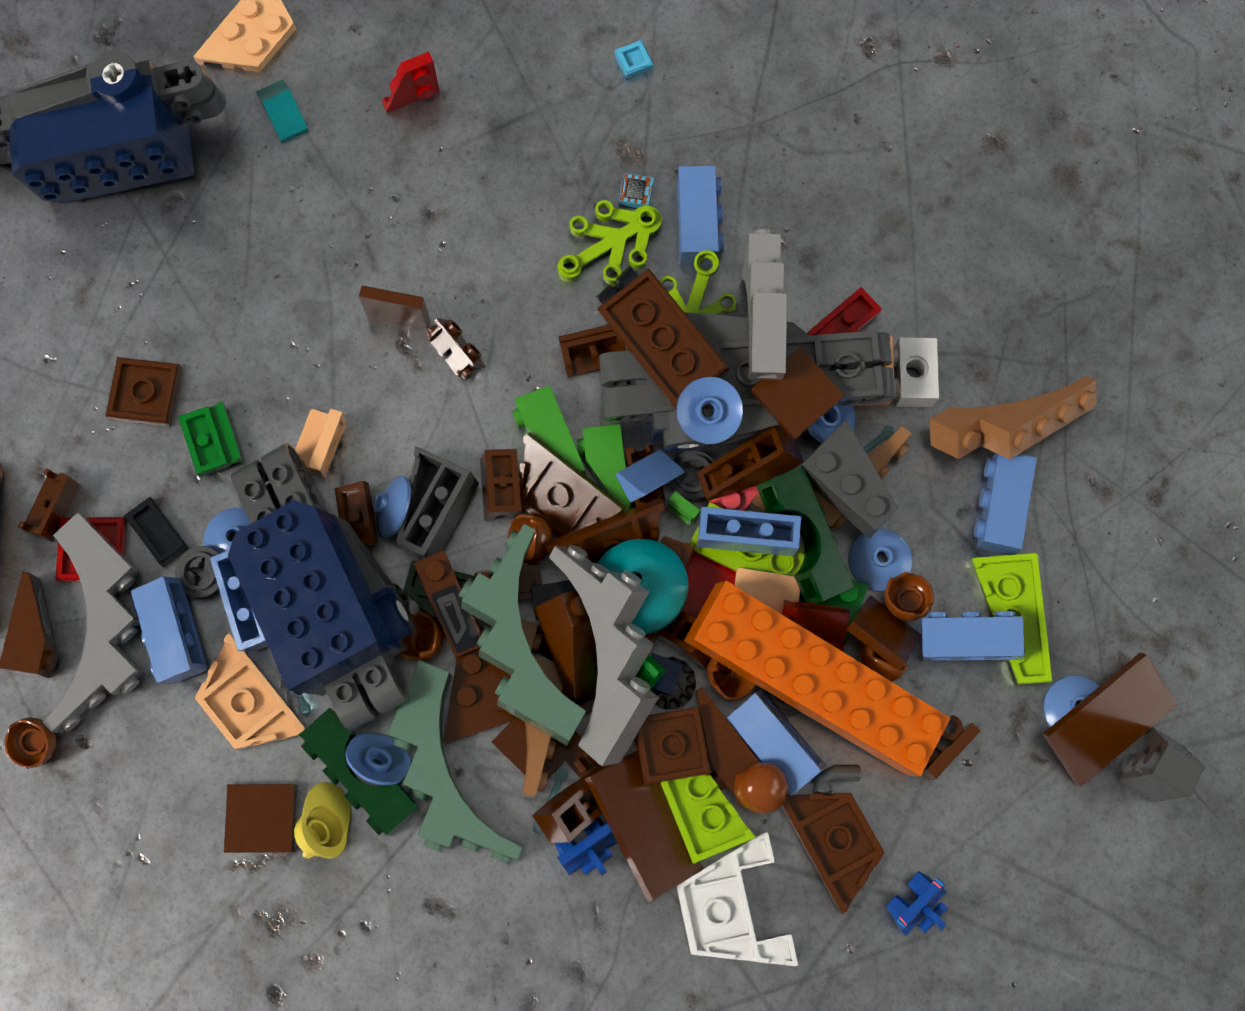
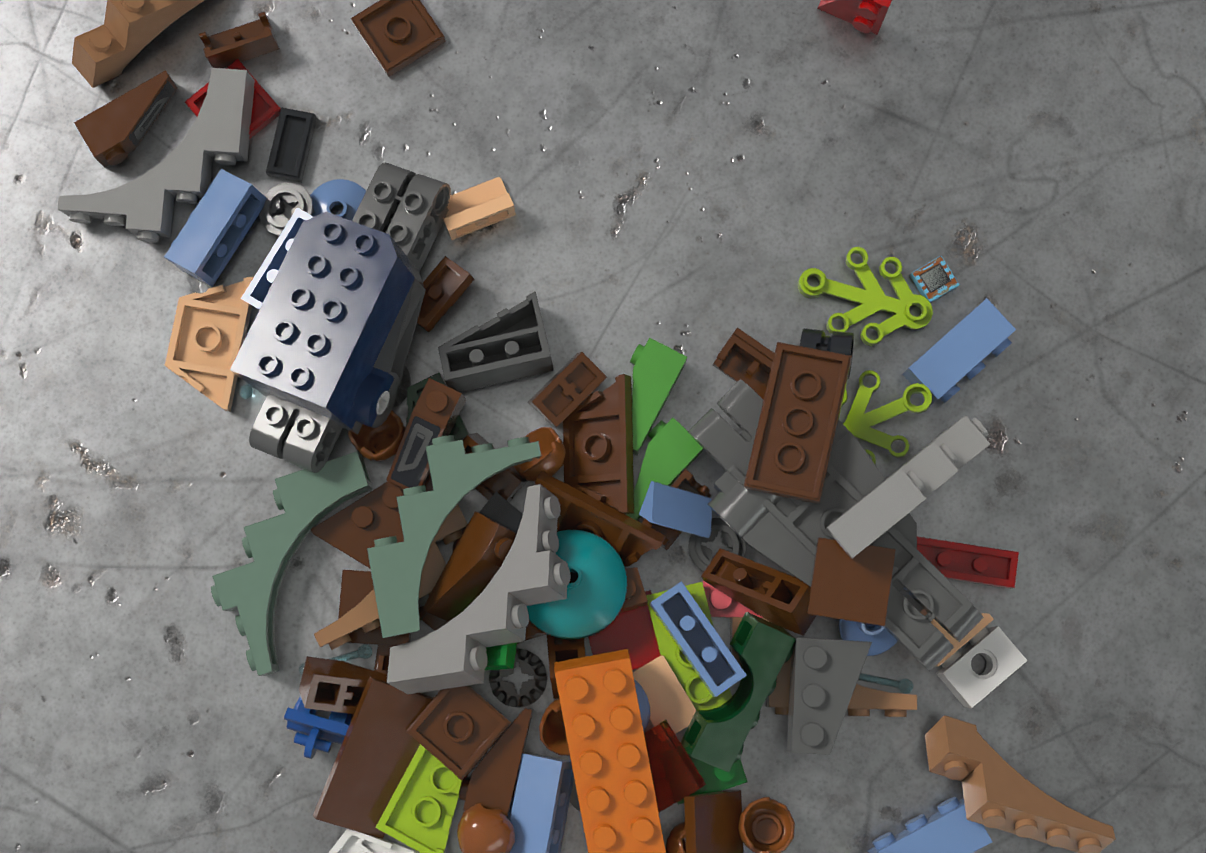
camera: 55 degrees right, 5 degrees up
(29, 742) = (37, 200): dark orange hair -> none
(210, 439) = (403, 118): green plate -> none
(260, 818) = (128, 434): reddish brown tile -> none
(323, 822) = (164, 489): light yellow piece -> none
(377, 759) = (258, 481): medium blue dish -> none
(386, 805) = (217, 525): dark green arch -> none
(392, 506) = (469, 316): medium blue dish -> none
(394, 307) = (642, 168): reddish brown tile -> none
(448, 337) = (659, 233): hinge -> none
(633, 59) = (1057, 173): medium azure tile -> none
(669, 678) = (523, 670): dark blue tile -> none
(683, 509) = (677, 563): bright green tile -> none
(726, 410) = (761, 536): medium blue dish -> none
(864, 561) = (763, 768): medium blue dish -> none

